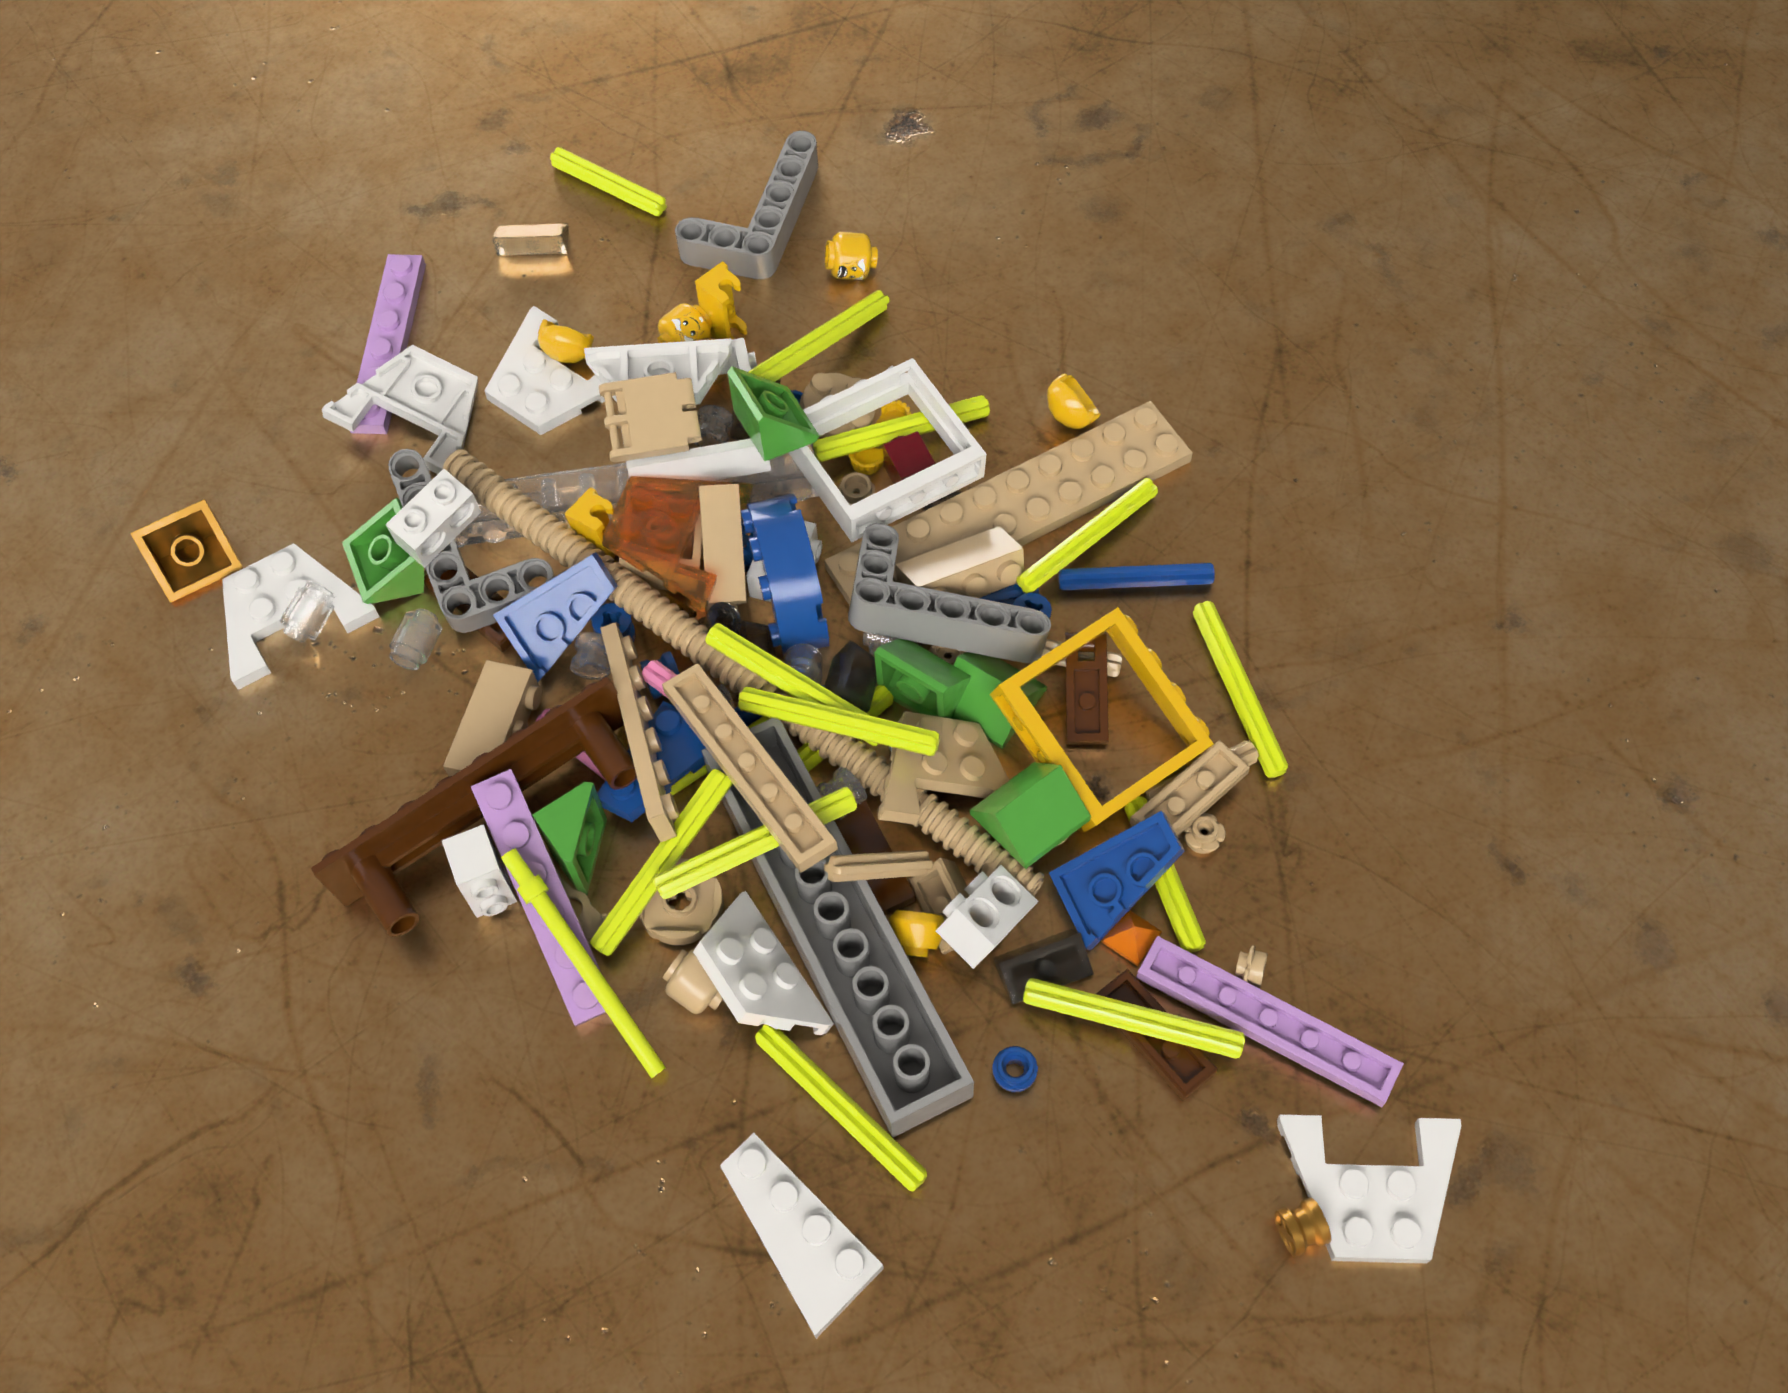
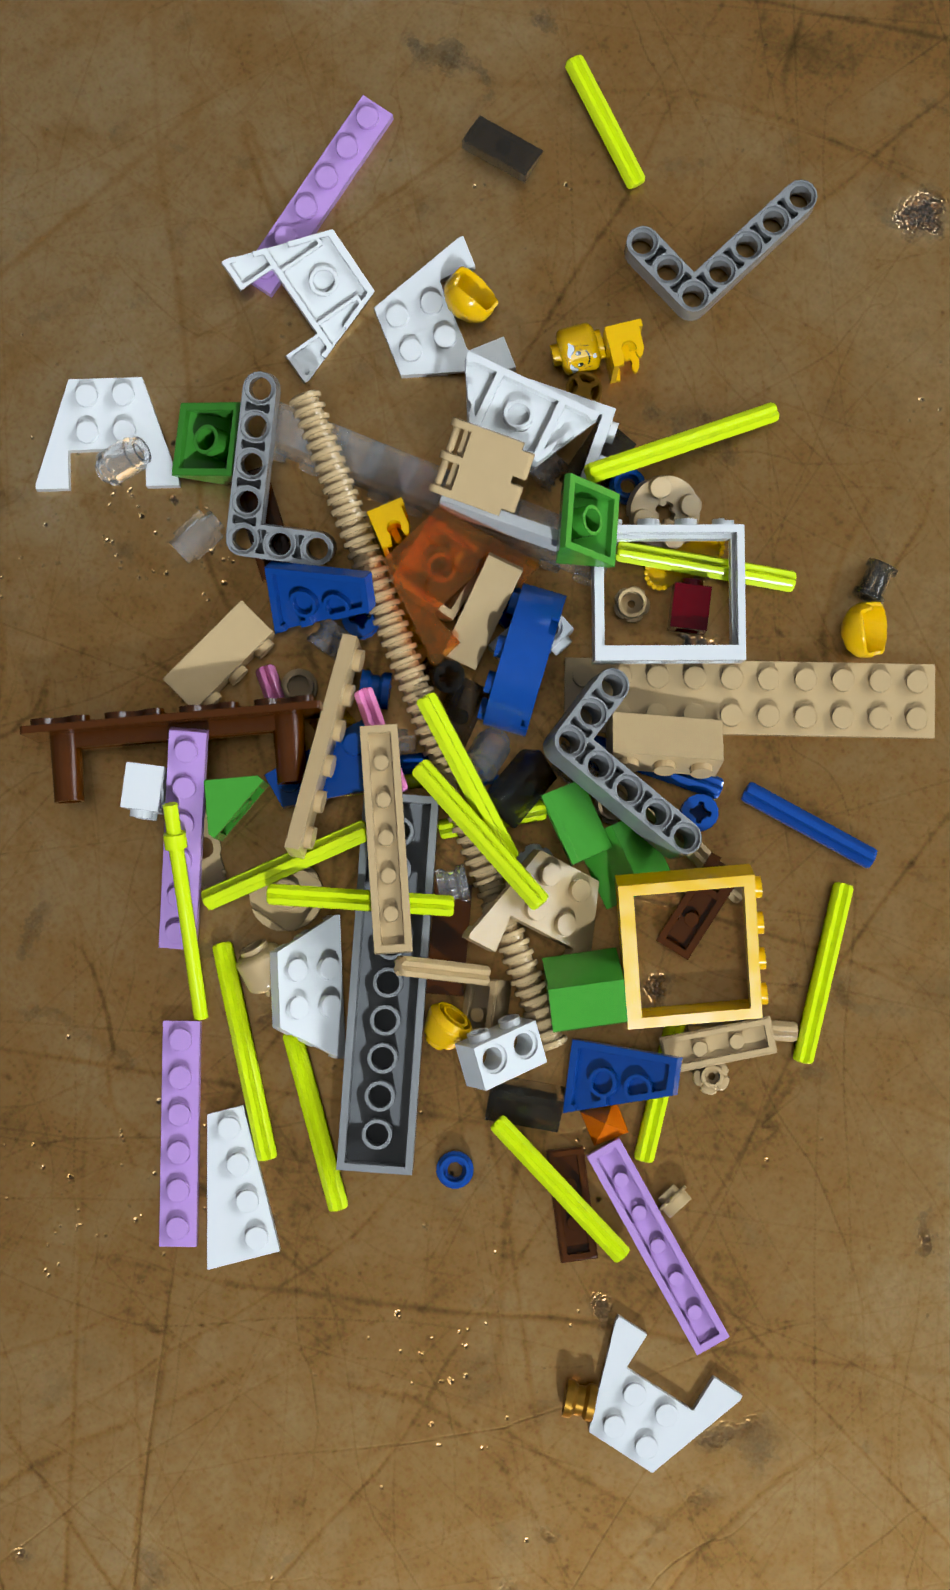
camera: 30 degrees right, 25 degrees up
(187, 550) = (51, 338): pearl gold slope -> none
(433, 518) = (255, 462): white brick -> none
(704, 1210) = (180, 1133): none -> lavender plate
(726, 1081) = (244, 1051): none -> neon yellow axle
(850, 256) = (772, 350): yellow head -> none
(1055, 366) = (875, 581): none -> clear smoke bush
(1087, 536) = (792, 768): neon yellow axle -> none

